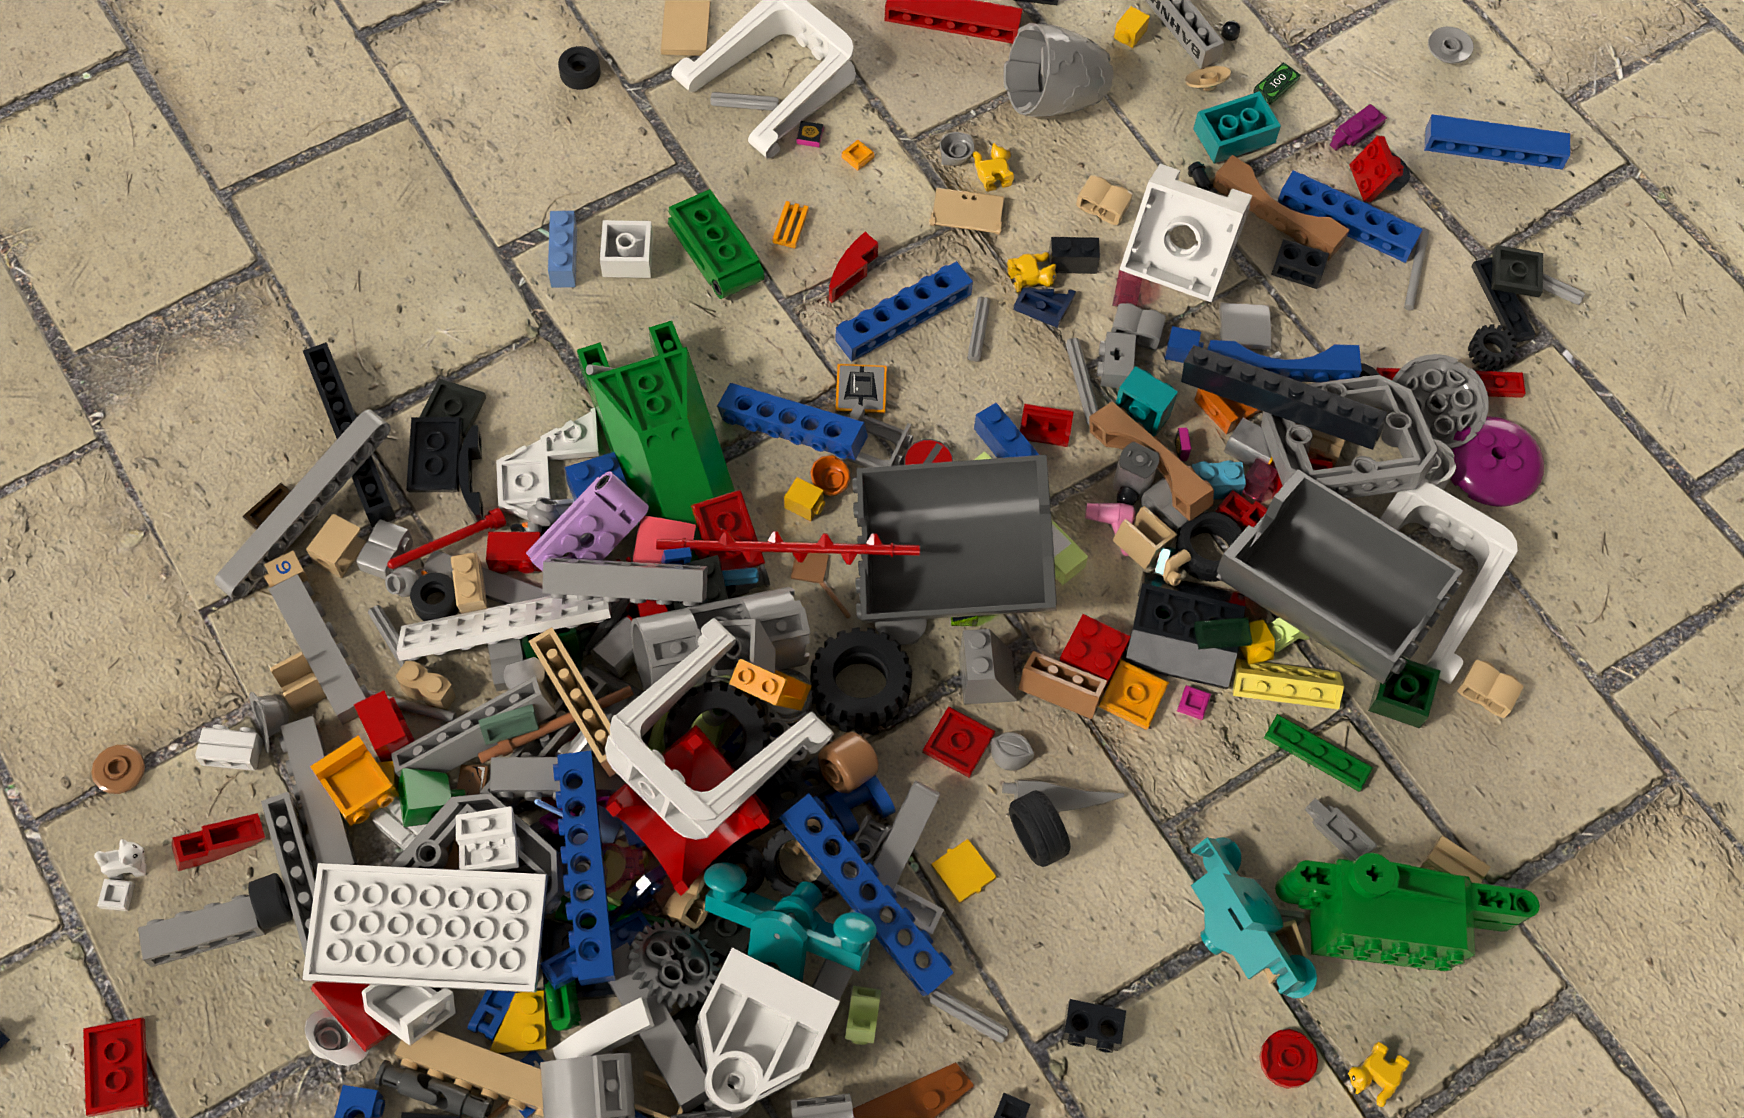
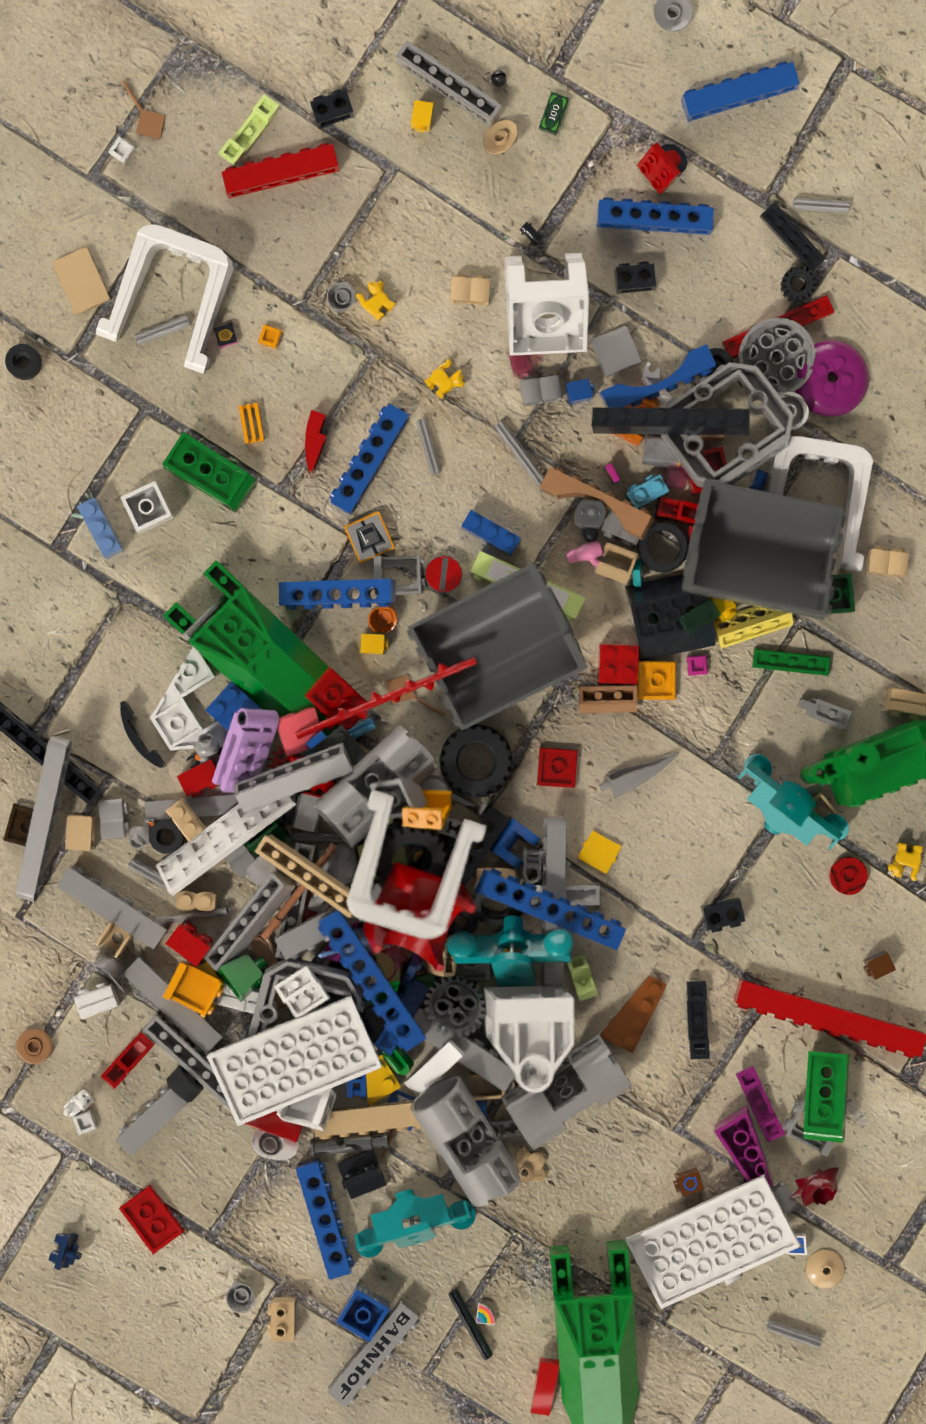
camera: 30 degrees left, 25 degrees up
(283, 569) = (57, 867): tan brick -> none
(434, 454) = (105, 733): black tile -> none
(454, 401) = (96, 691): pearl dark grey plate -> none
(494, 520) = (172, 762): red piece -> none
(508, 724) = (272, 910): sand green tile -> none
(848, 762) = (500, 827): medium nougat head -> none
(966, 212) = (374, 348): tan door -> none
(969, 1015) = (646, 943): light grey axle -> none
(986, 668) = (555, 712): light grey slope -> none
(1011, 751) = (593, 756): light grey hat -> none
(1039, 828) = (637, 809): black tyre -> none
(1044, 304) = (466, 404): dark blue wing -> none
(1046, 425) = (511, 504): red hinge -> none
(1055, 71) = (387, 201): light grey piece -> none
(1075, 254) = (469, 352): black brick -> none
(1117, 360) = (537, 415): light grey brick -> none
(1146, 399) = (573, 455): teal brick -> none
(1172, 567) = (646, 585): tan arm -> none
(1236, 127) = (541, 177): teal brick -> none
(1307, 230) = (561, 225): medium nougat arch -> none
(1358, 127) = (630, 126): magenta hinge -> none
(1416, 270) = (720, 239): light grey bar -> none
(1517, 271) = (795, 212): pearl dark grey plate -> none

